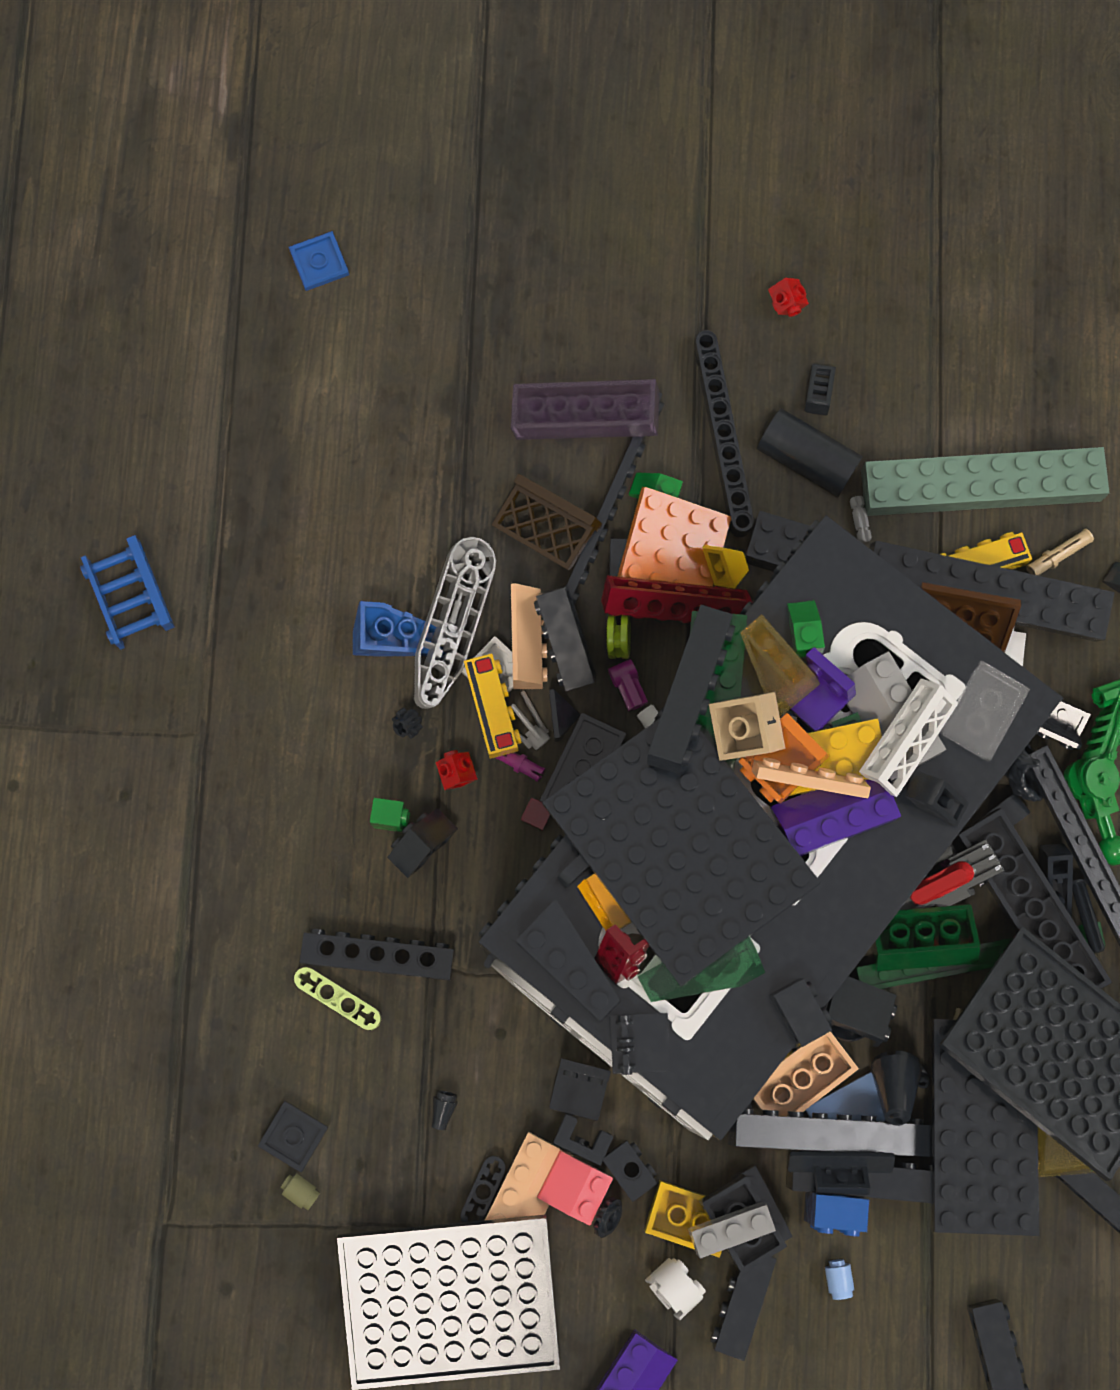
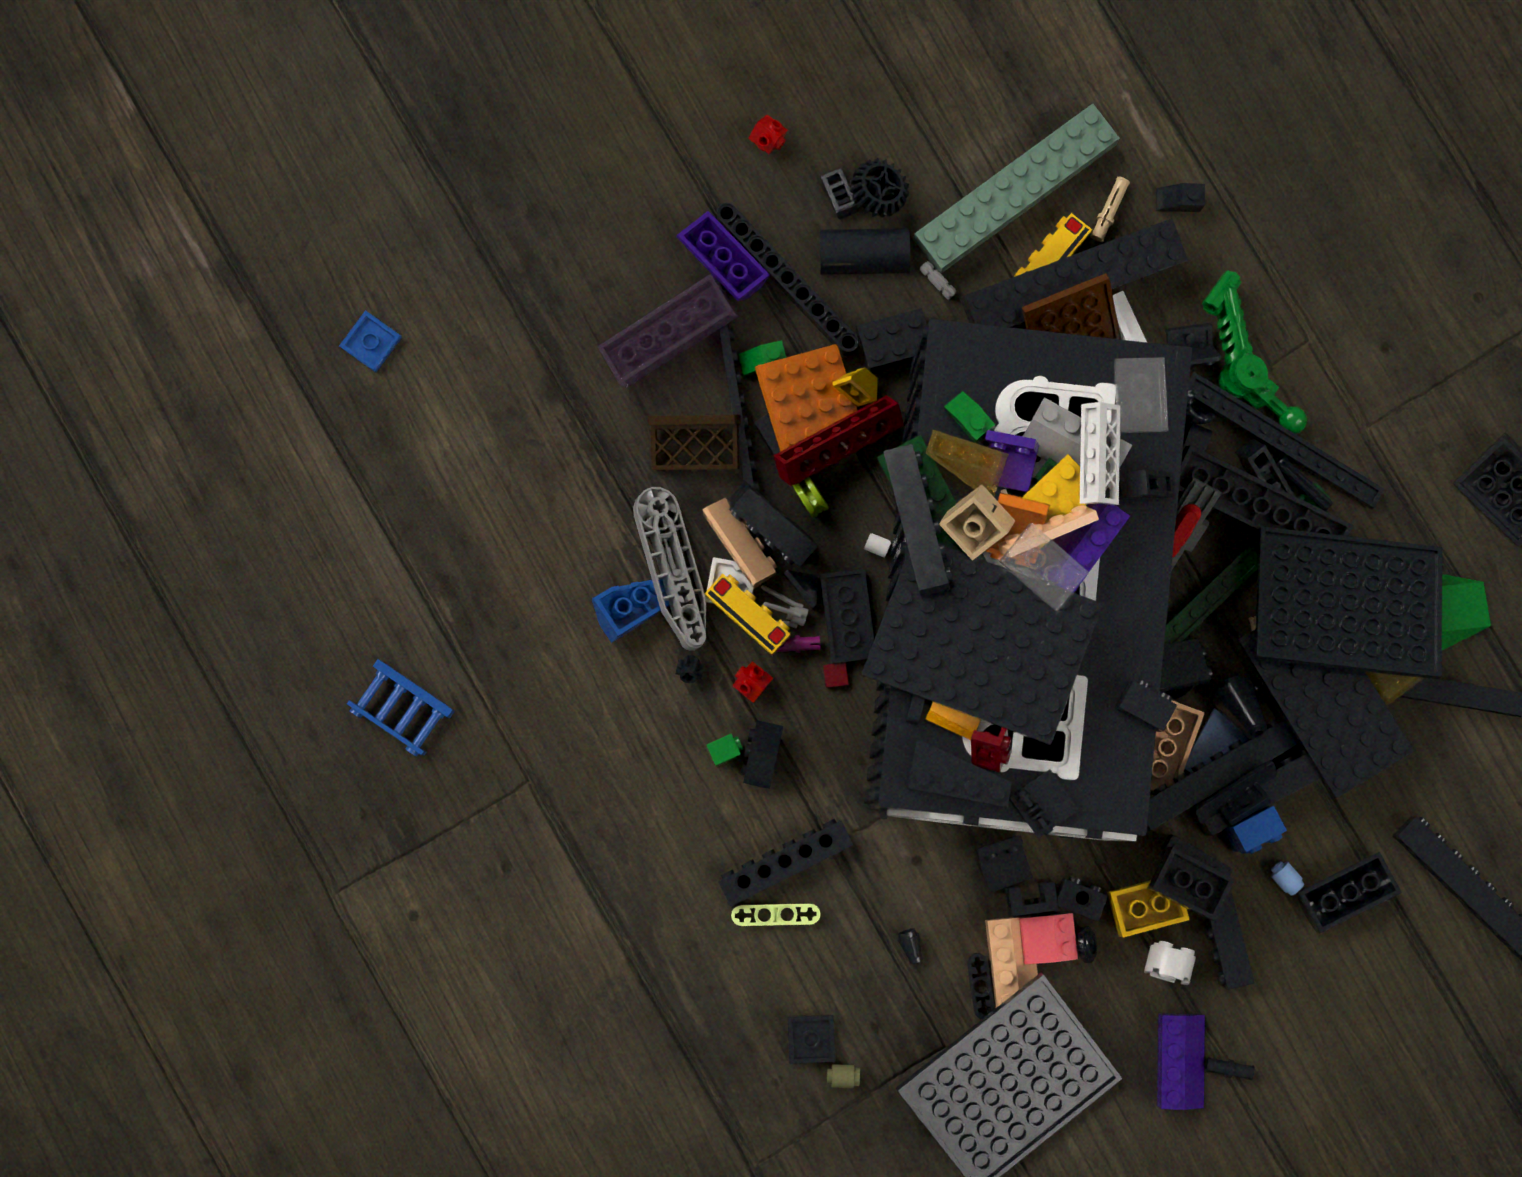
camera: 30 degrees left, 5 degrees up
(626, 680) = (837, 526): magenta piece -> none
(678, 377) = (723, 256): none -> dark purple slope
(730, 971) = (1078, 708): clear green wedge -> none
(731, 1229) = (1187, 893): light grey brick -> none
(784, 808) = (1043, 566): none -> clear tile
(847, 396) = (872, 190): none -> black gear
(889, 1333) = (1348, 893): none -> black brick
(928, 939) = (1199, 578): dark green brick -> none

